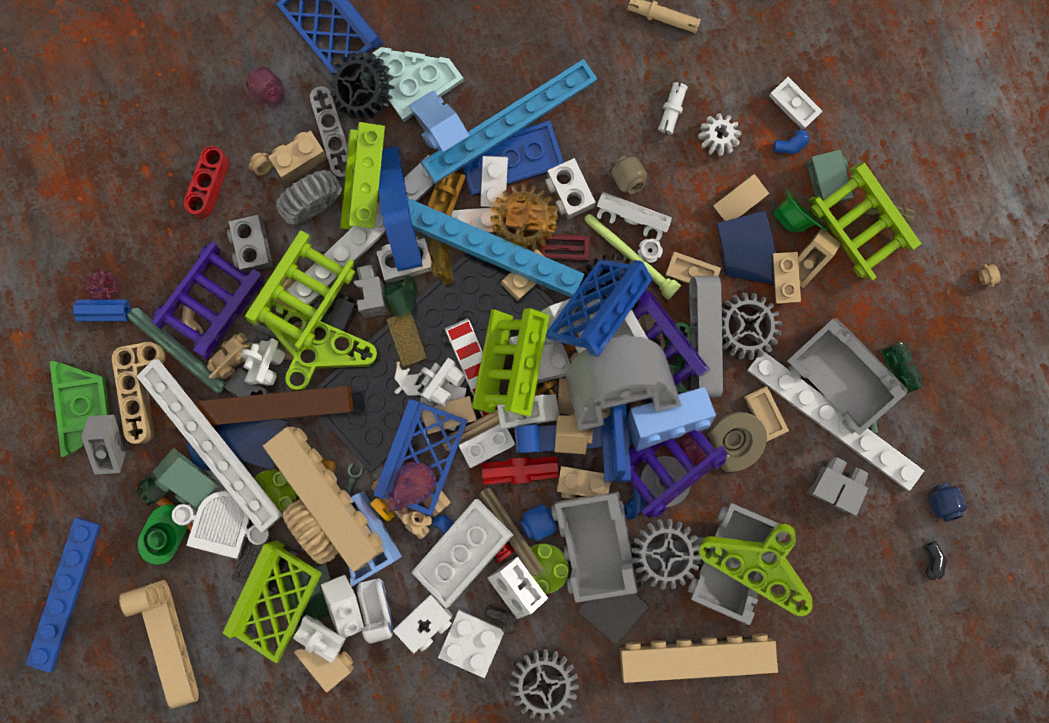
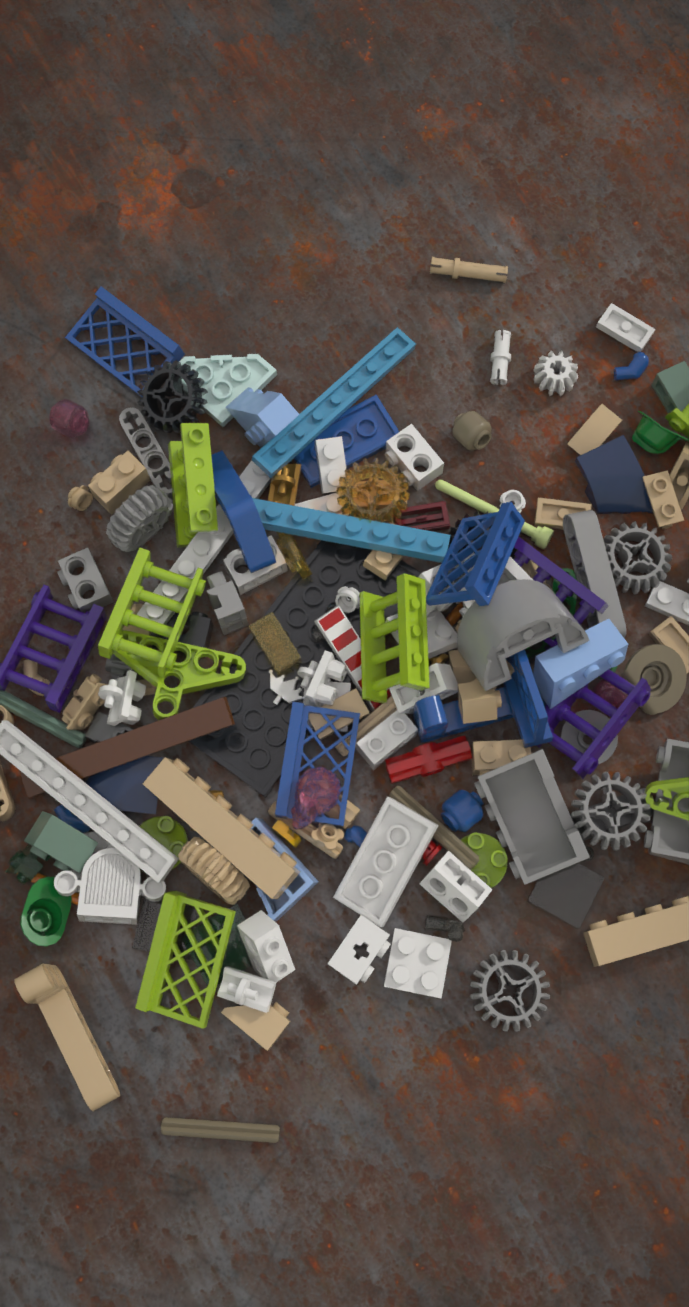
camera: 10 degrees left, 10 degrees down
(206, 170) = (20, 517): red beam -> none
(352, 479) = (246, 806): sand green hand -> none
(375, 611) = (302, 947): white animal -> none
(401, 295) = (259, 599): clear green piece -> none
(479, 312) = (346, 604): none -> white plate
(633, 214) = (486, 469): white plate -> none
(635, 505) = (563, 770): blue arm -> none

